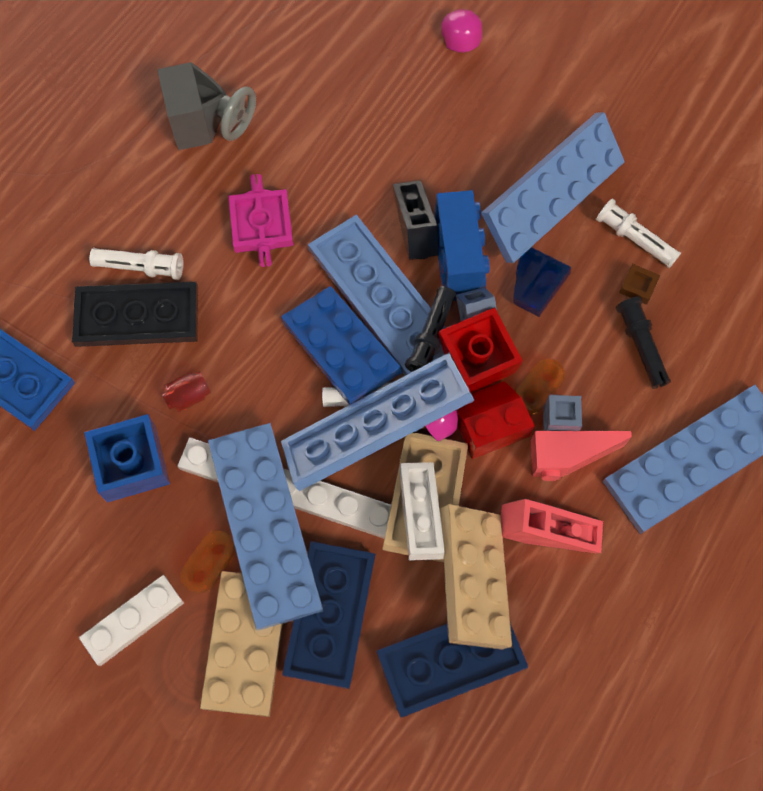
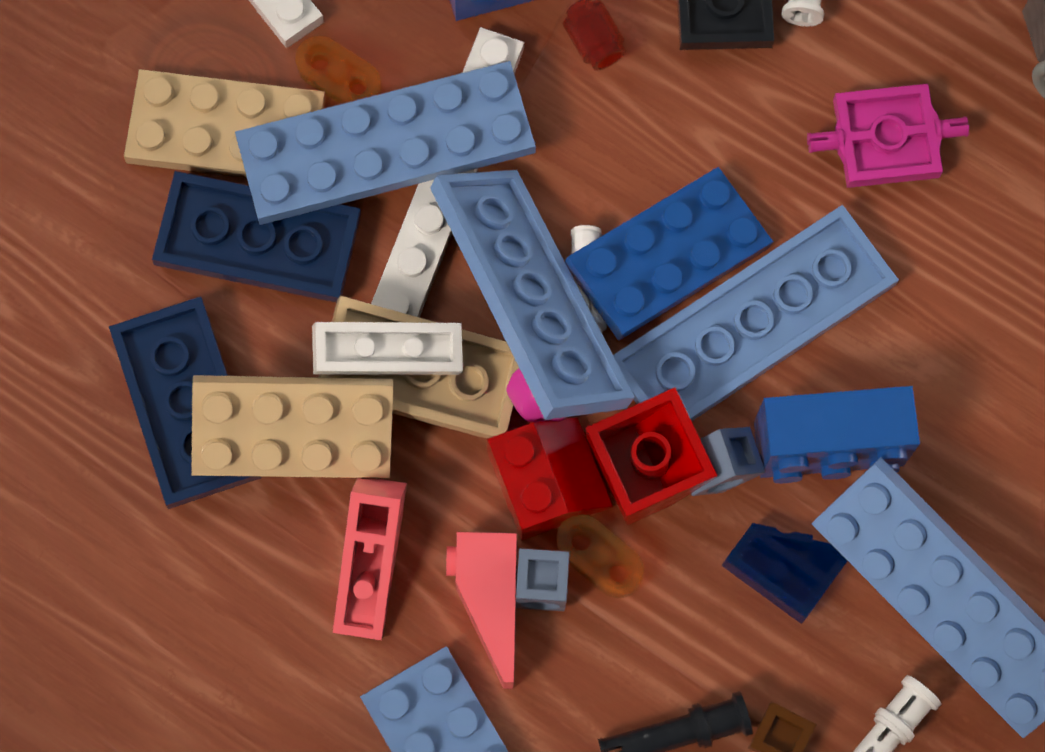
camera: 90 degrees right, 5 degrees up
(416, 220) = (930, 369): black slope -> none
(428, 342) = (742, 406): black pin -> none

